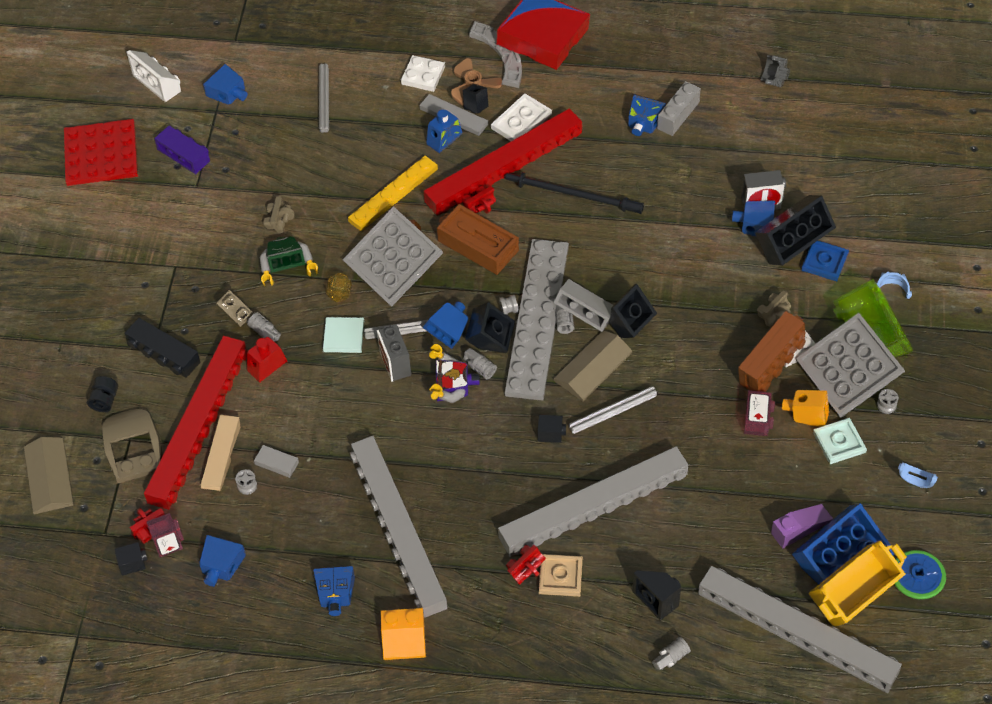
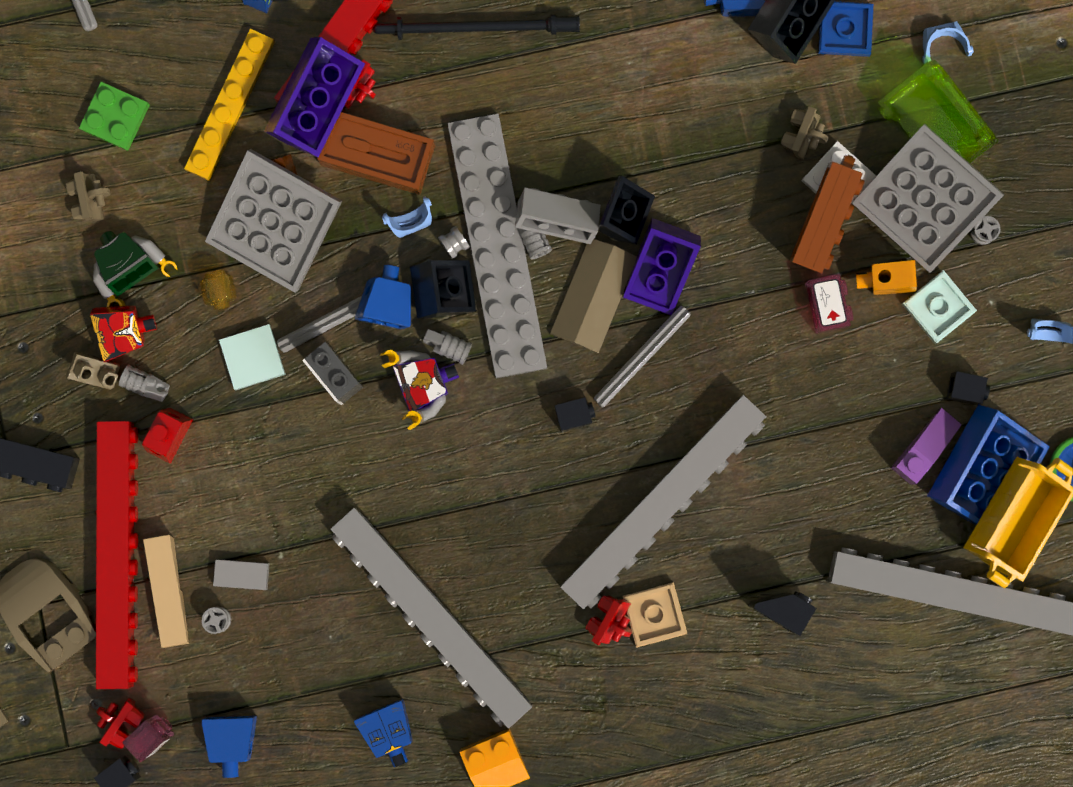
camera: 20 degrees left, 30 degrees up
(264, 290) = (120, 329): none -> torso
(316, 179) = (114, 116): none -> bright green plate
(449, 191) = (314, 96): none -> dark purple slope
(484, 289) = (420, 215): none -> light blue helmet
(646, 357) = (662, 266): none -> dark purple slope
(671, 654) = (821, 681): light grey hinge -> none
(844, 493) = (968, 388): none -> black brick

